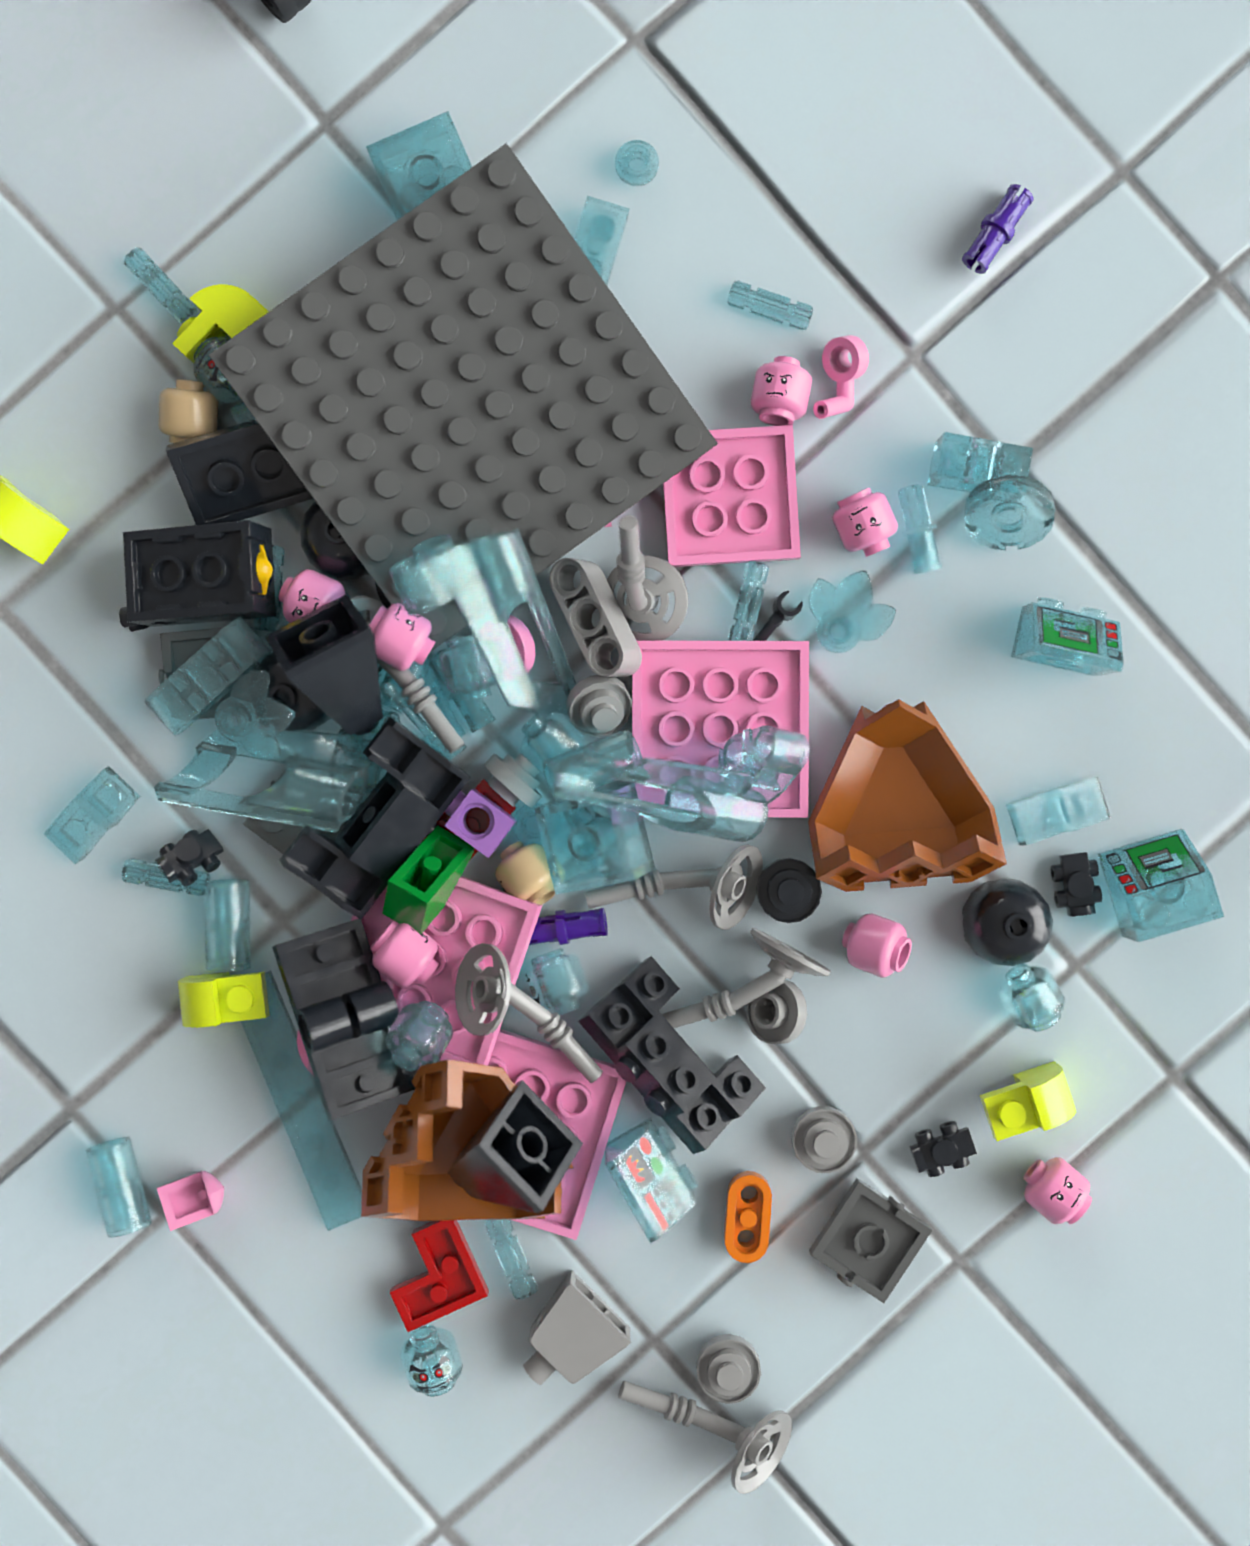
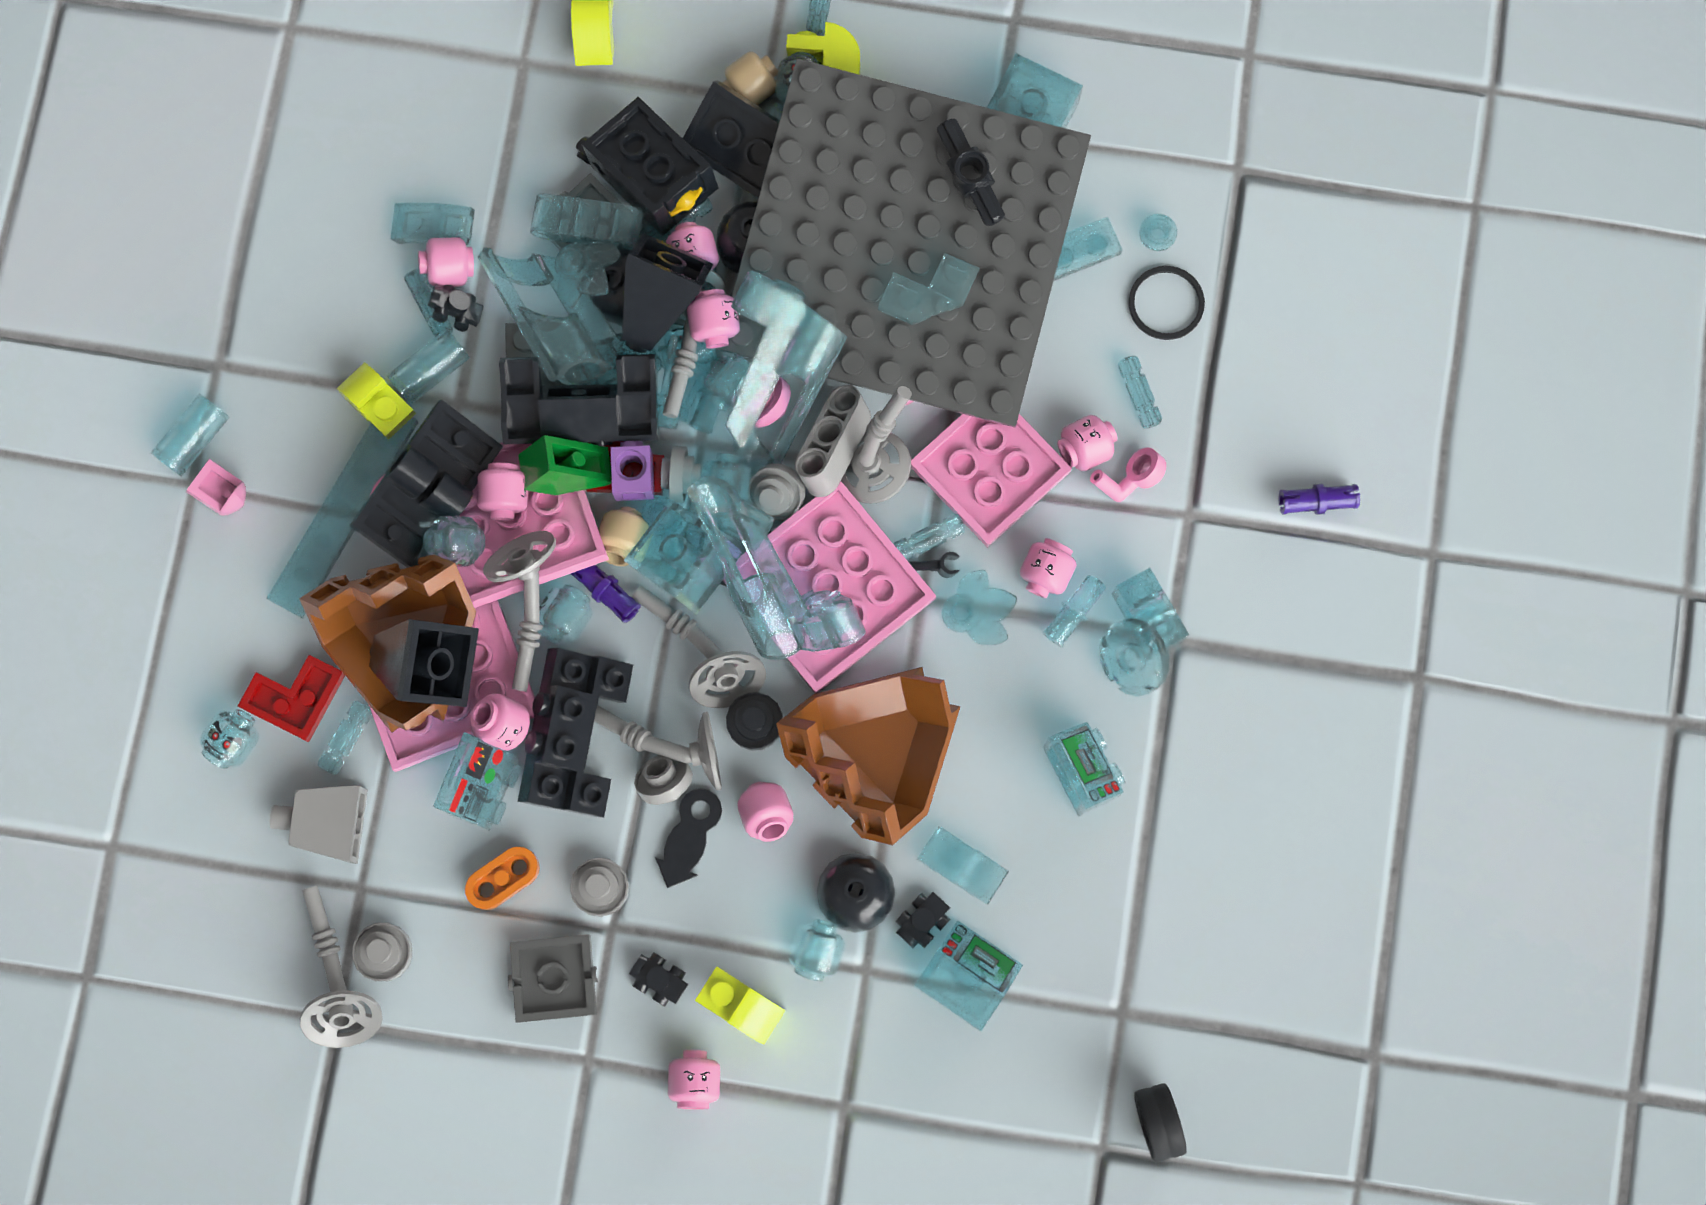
camera: 45 degrees right, 10 degrees down
(140, 831) = (446, 261): none -> bright pink head
(431, 278) = (978, 189): none -> black axle
(548, 402) = (917, 302): none -> clear light blue tile
(615, 1119) = (500, 721): none -> bright pink head
(699, 171) = (1166, 269): none -> black piece
(841, 1028) = (688, 838): none -> black brick

